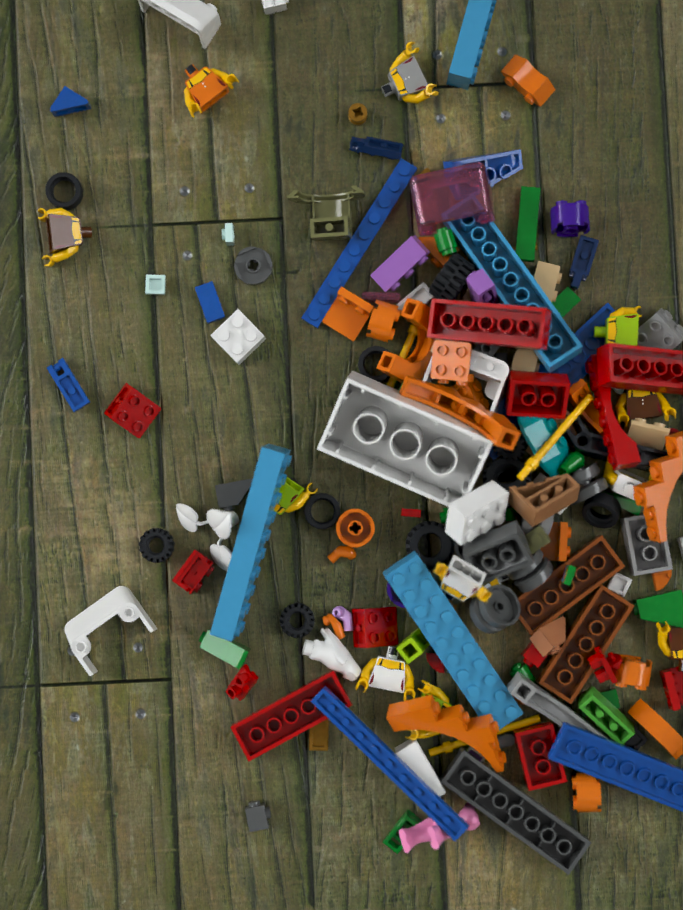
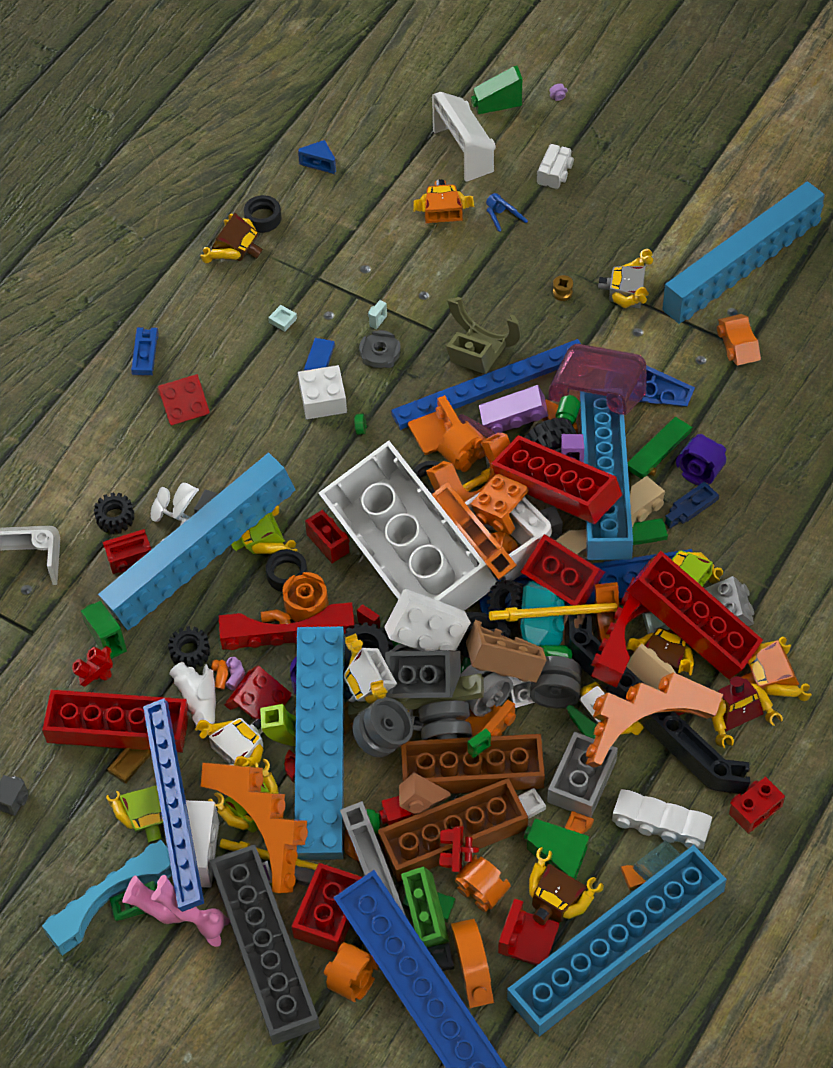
camera: 30 degrees right, 30 degrees down
(251, 59) = (498, 205): none -> blue plant
(287, 347) = (360, 424): none -> green tile
(325, 583) = (241, 631): none -> red arch
(333, 466) = (327, 536): none -> red brick
(357, 771) = (139, 811): none -> lime torso
(372, 882) = (69, 925): none -> medium azure arch
(376, 146) = (561, 319): dark blue hinge -> none
(600, 520) = (543, 717): black tyre -> none

